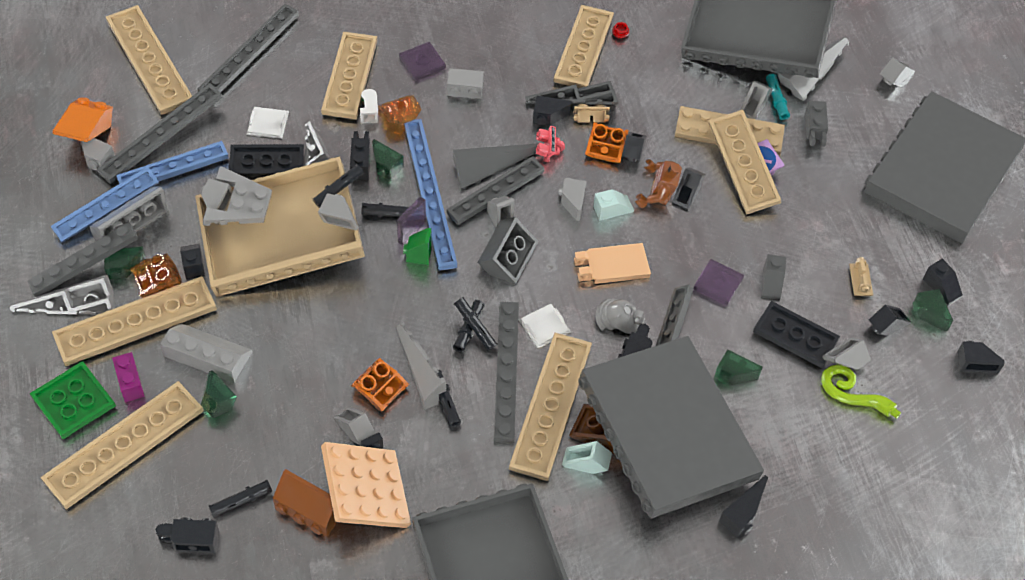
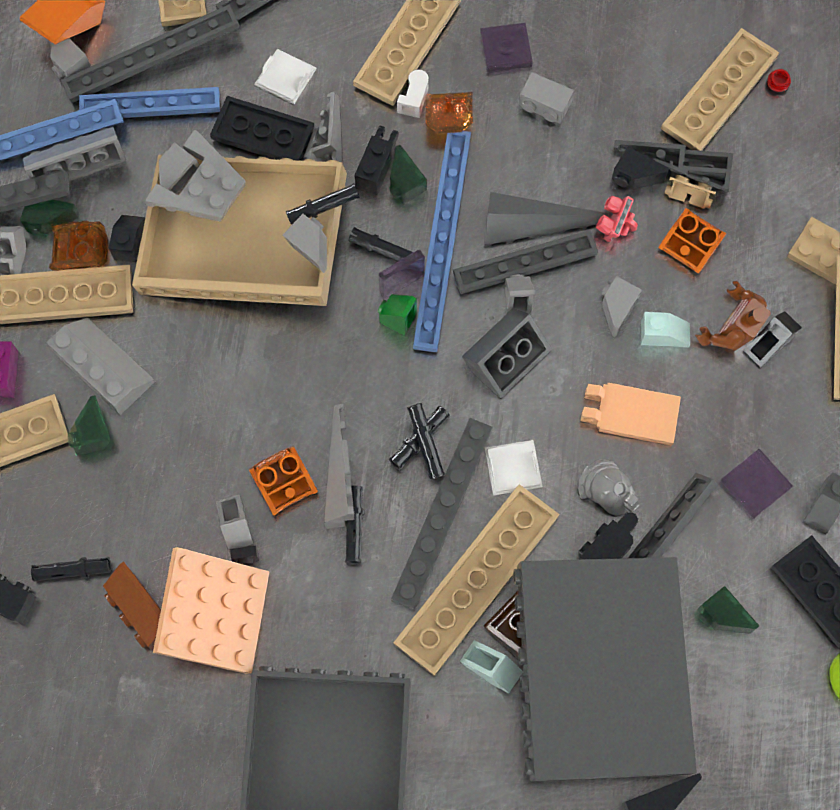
camera: 25 degrees right, 15 degrees up
(634, 146) = (726, 256): black slope -> none

